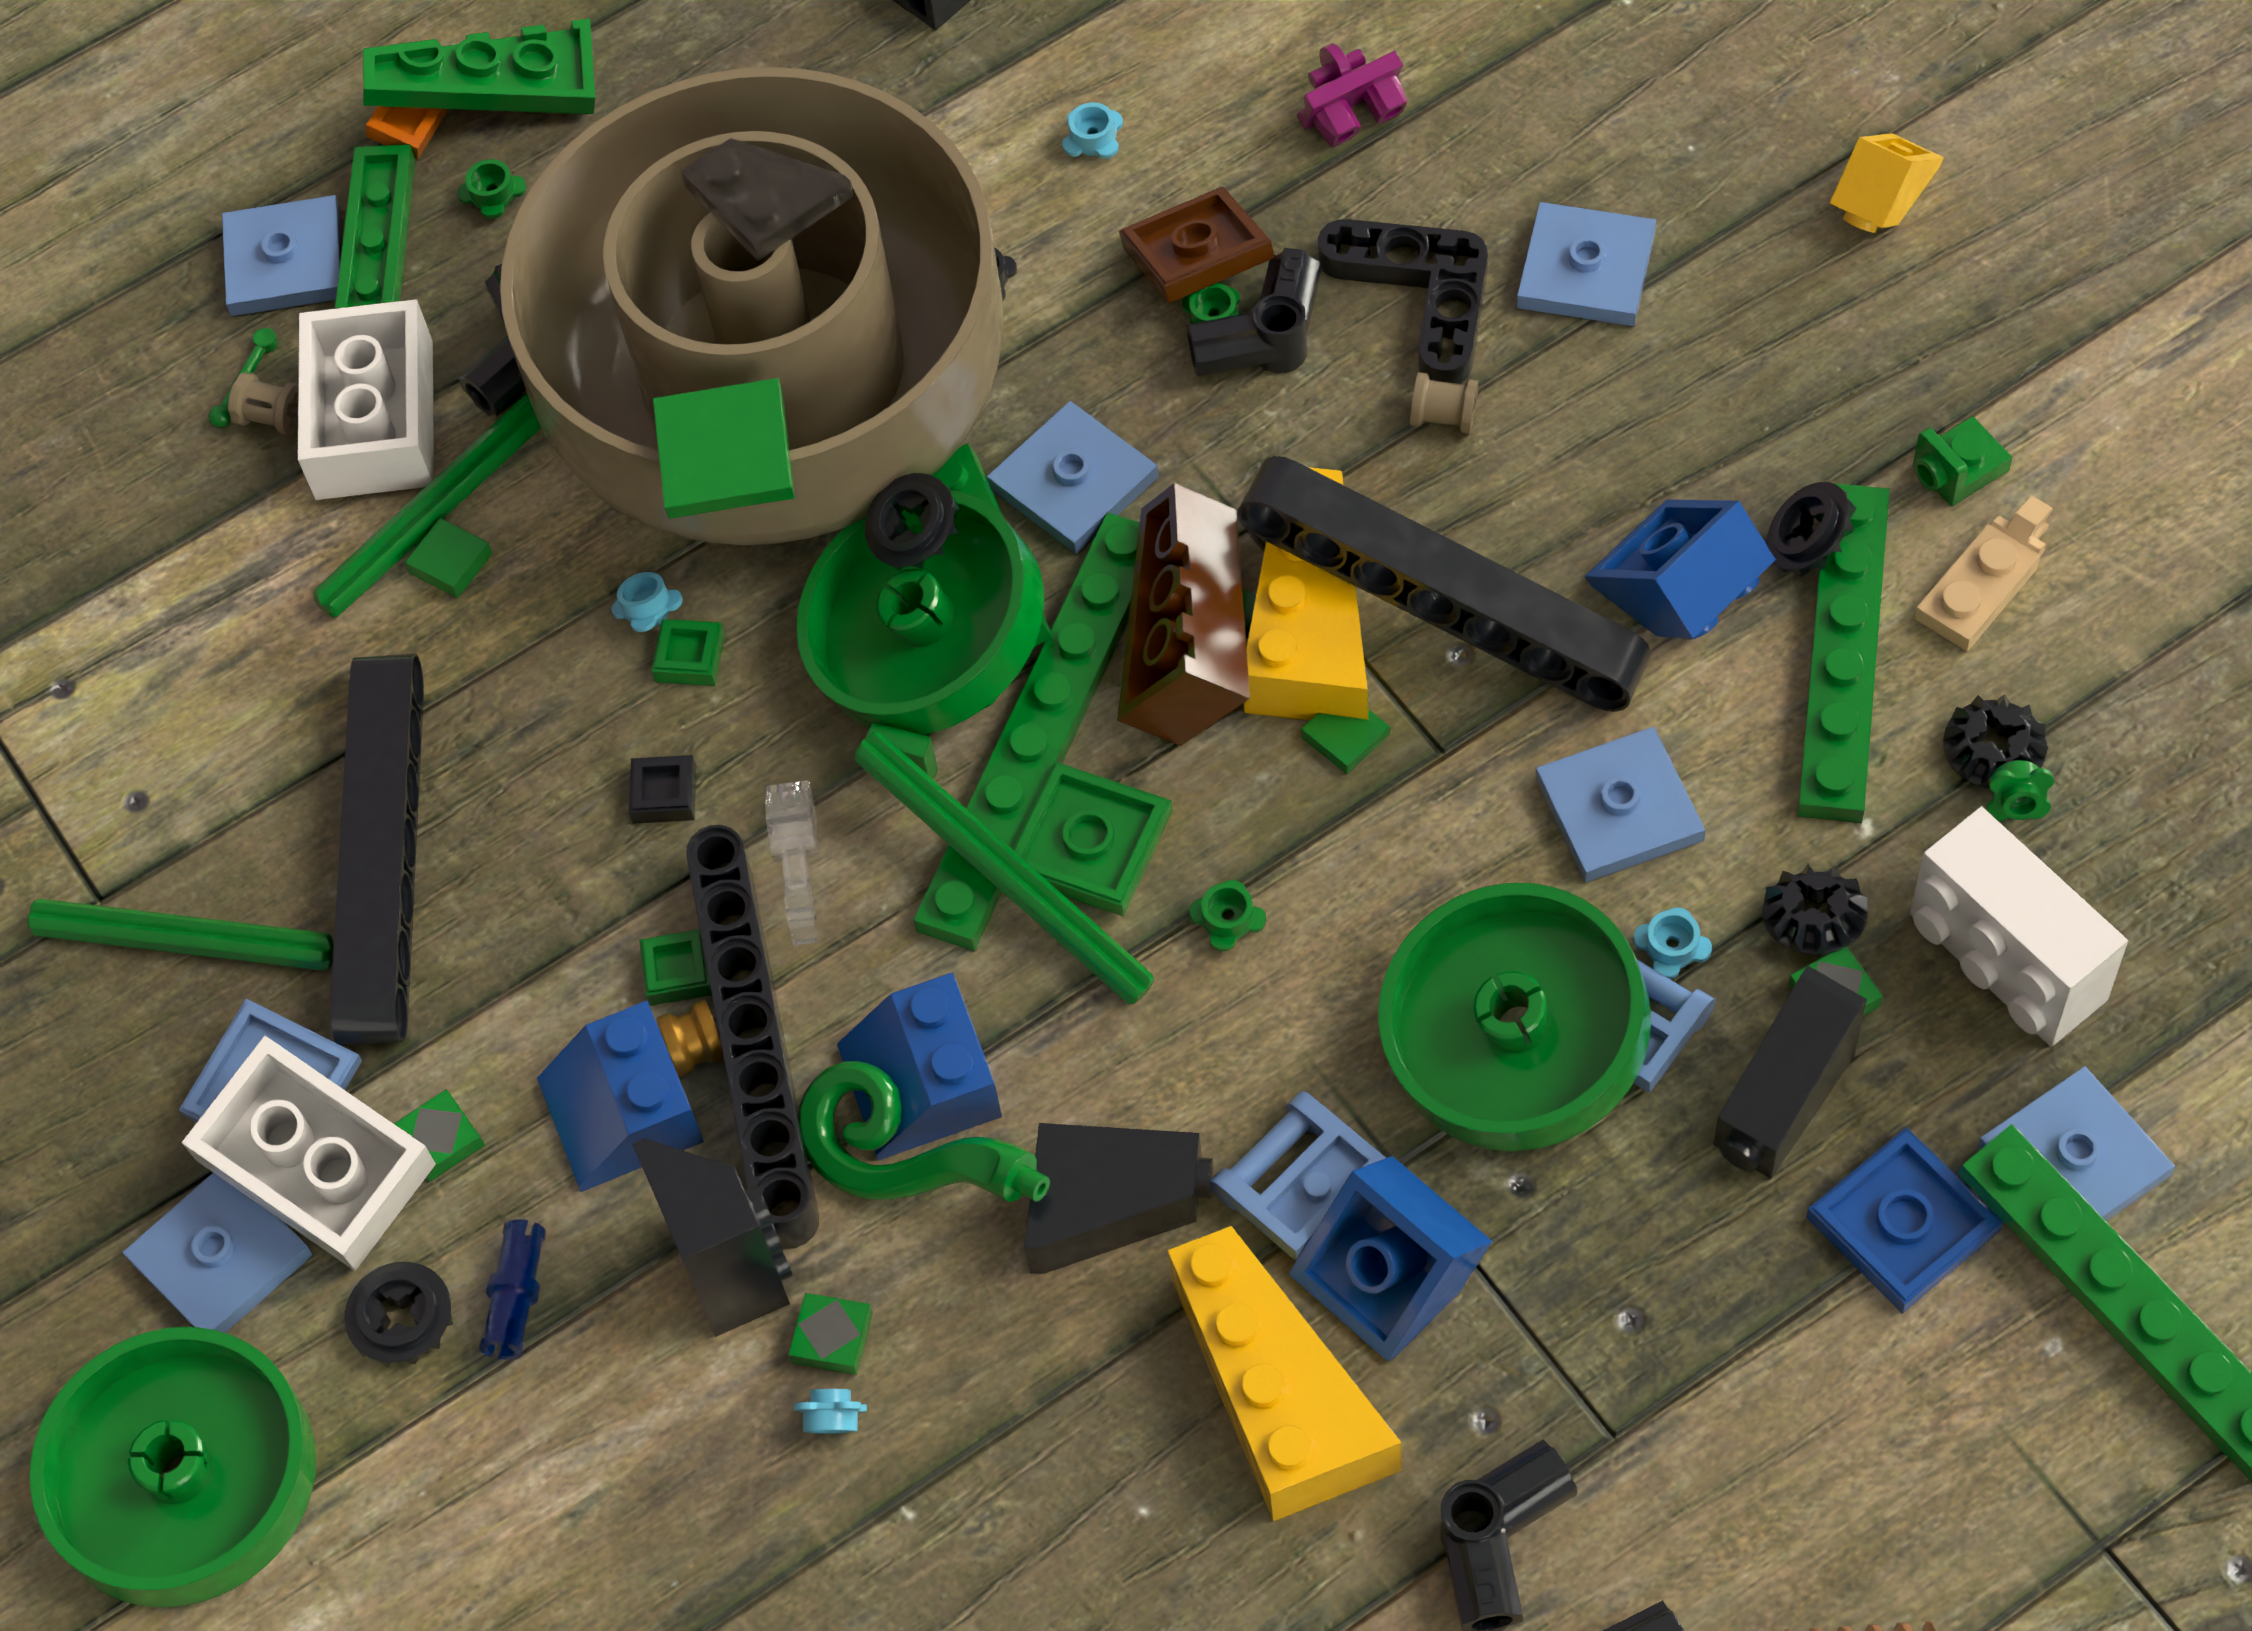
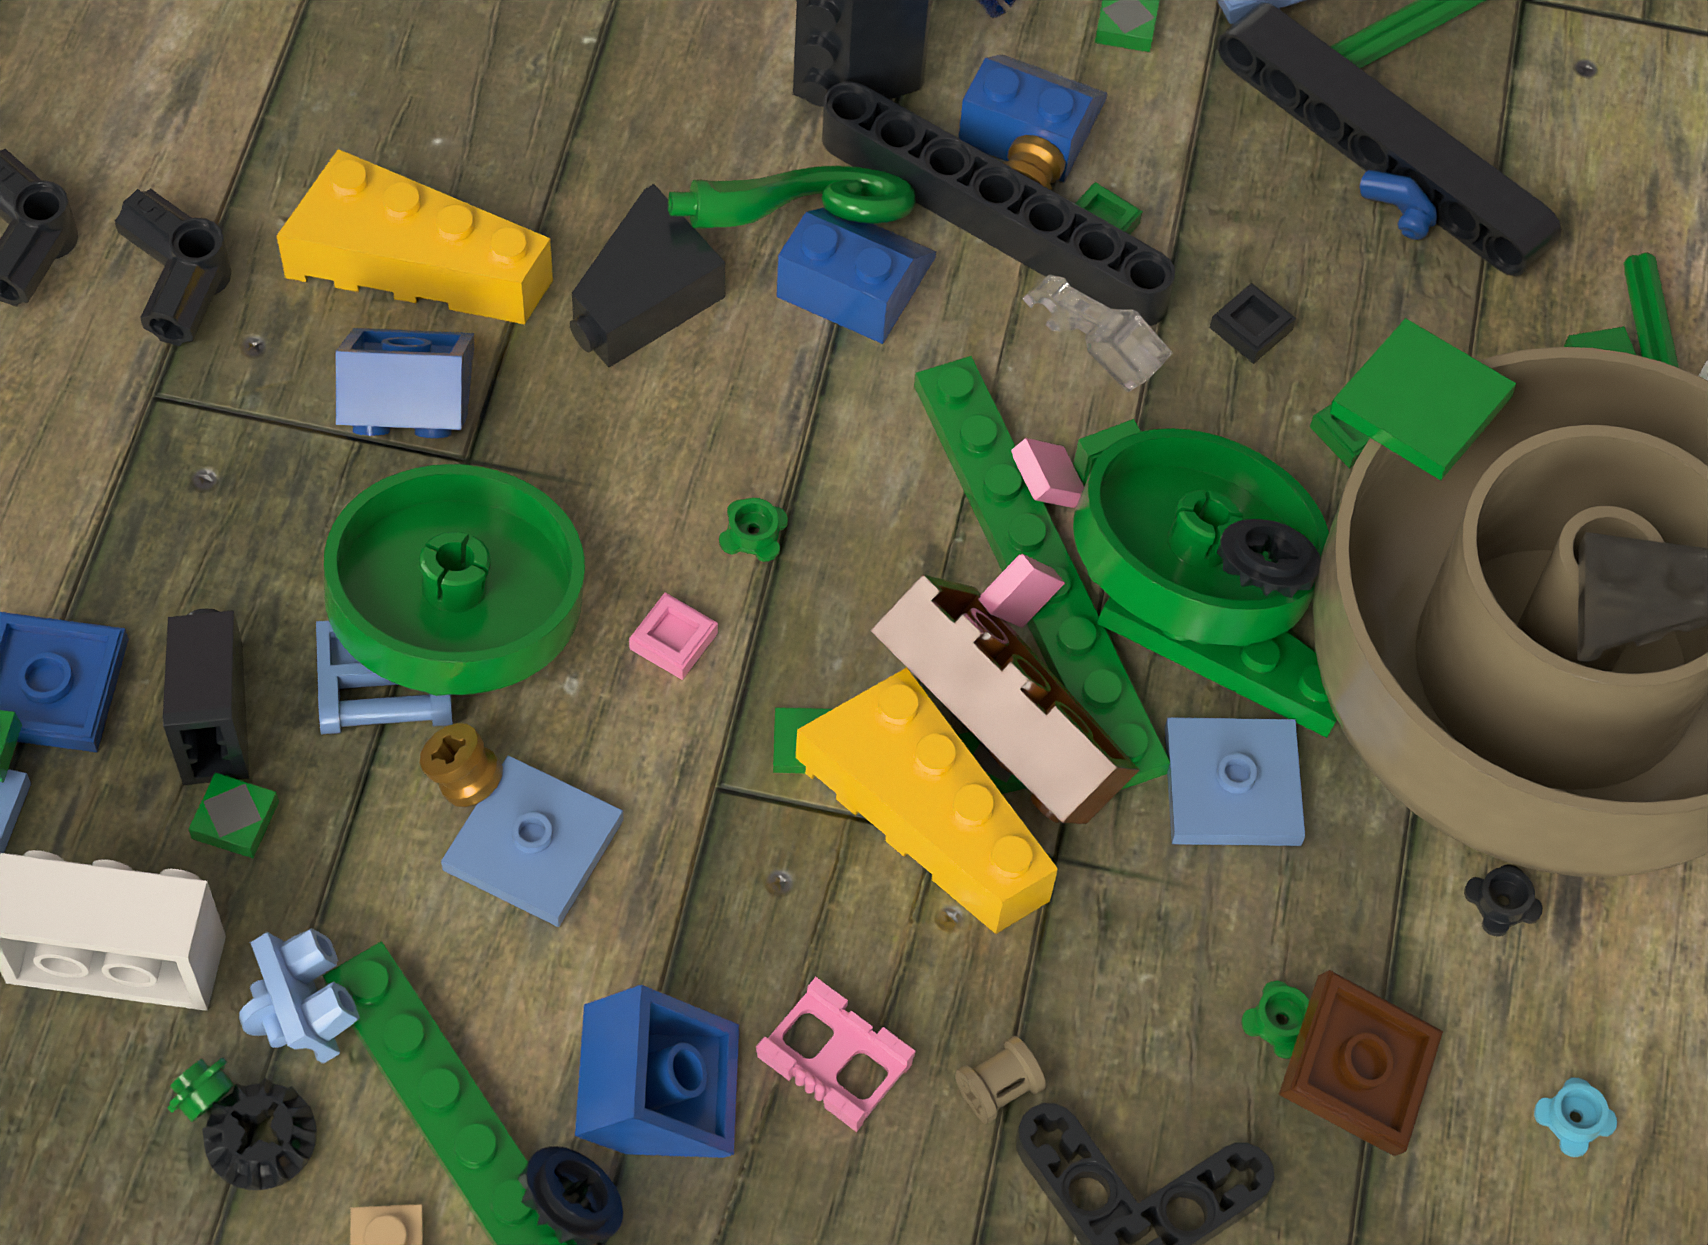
camera: 125 degrees right, 0 degrees up
(428, 790) = (1402, 191): none -> blue arm
(830, 1333) = (742, 87): green tile -> none
(830, 1412) = (688, 36): medium azure plate -> none
(965, 770) = (1048, 472): none -> bright pink tile
(1004, 868) = (940, 415): green axle -> none
(1092, 677) = (1021, 590): none -> bright pink tile
(1092, 836) = (910, 504): green plate -> none
(1274, 329) = (1228, 1064): black piece -> none
(1306, 1189) = (502, 389): medium blue plate -> none
(1369, 882) = (673, 636): none -> bright pink tile
(1444, 584) = (819, 859): black beam -> none
(1559, 503) = (850, 1037): none -> bright pink piece
(1620, 875) = (461, 765): none -> pearl gold wheel
(1676, 925) = (383, 742): medium azure plate -> none
(1811, 930) = (316, 888): black gear -> none
(1908, 799) = (287, 1000): none -> light blue hips

